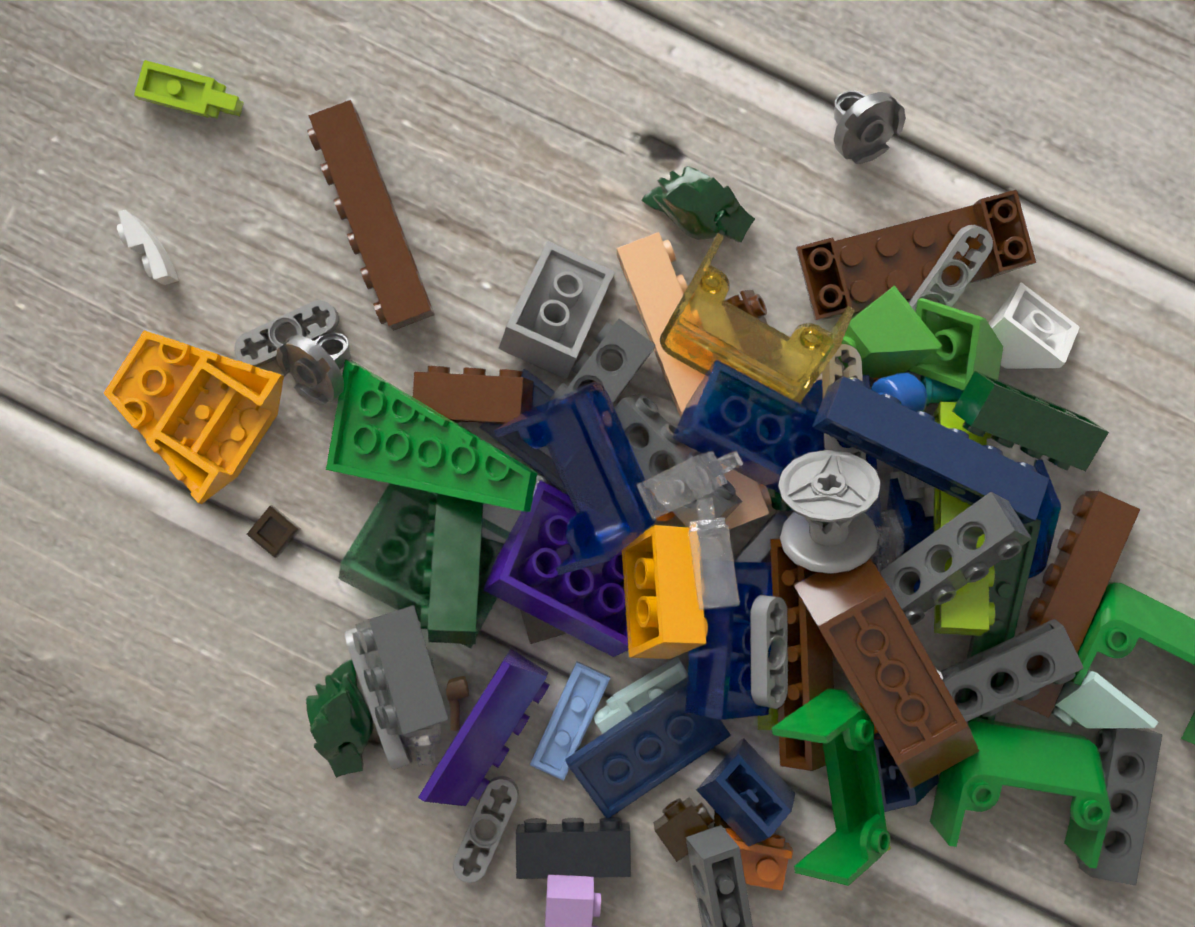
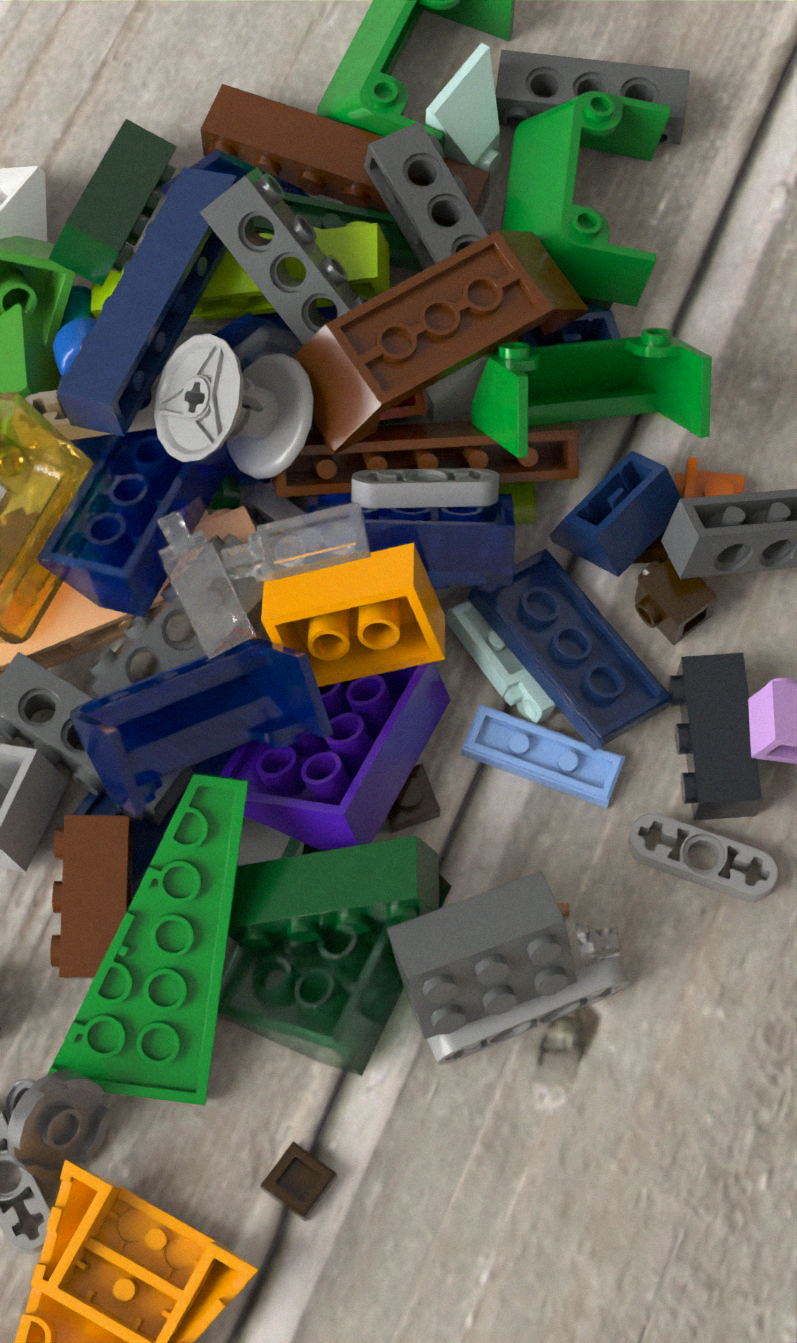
camera: 90 degrees left, 20 degrees down
(340, 720) = (564, 1055): dark green piece -> none
(486, 731) = (577, 862): dark purple slope -> none

